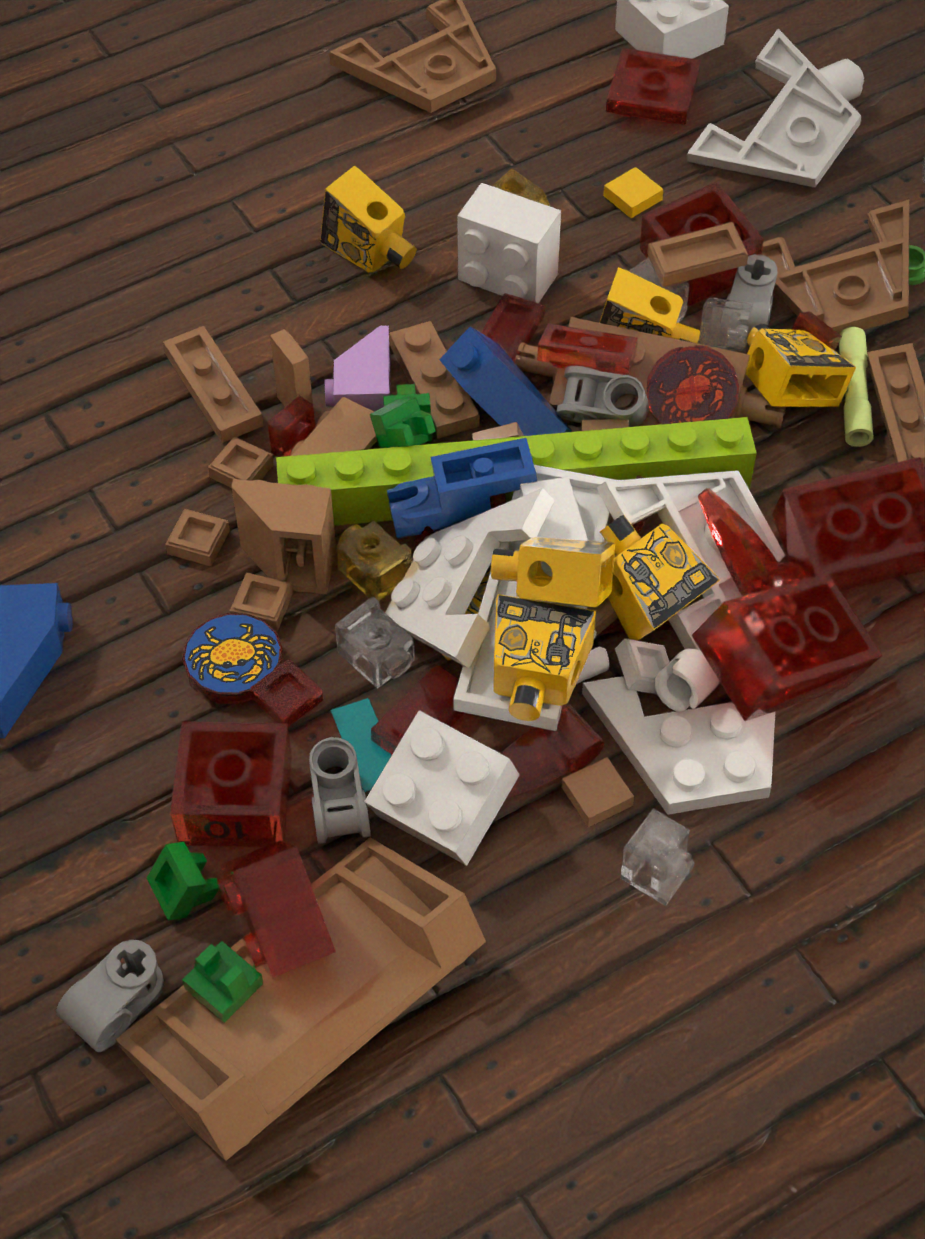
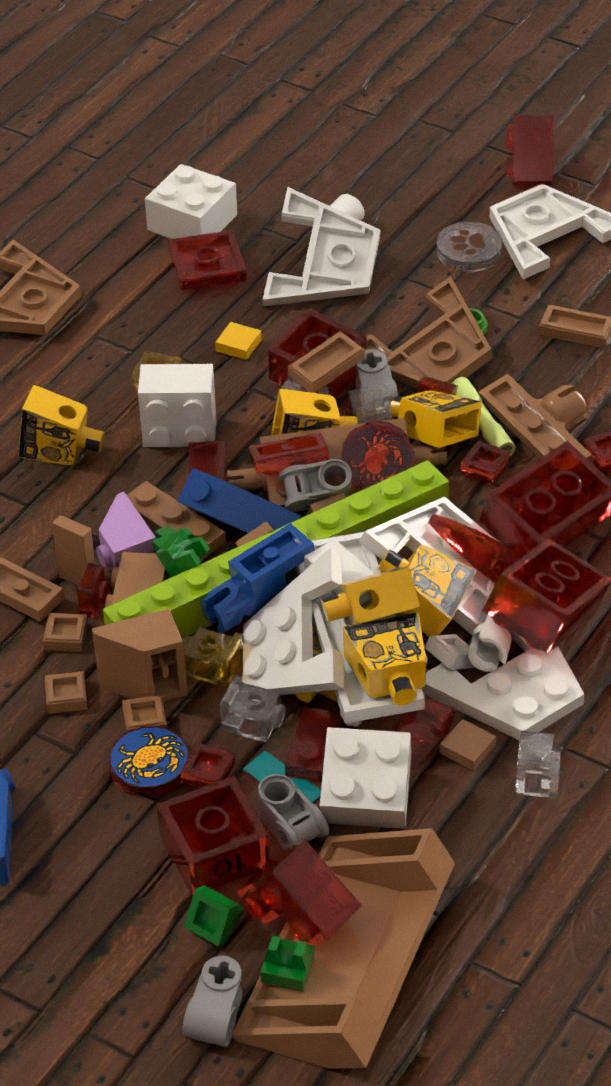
camera: 25 degrees left, 10 degrees down
(825, 443) = (485, 462): none -> clear red plate

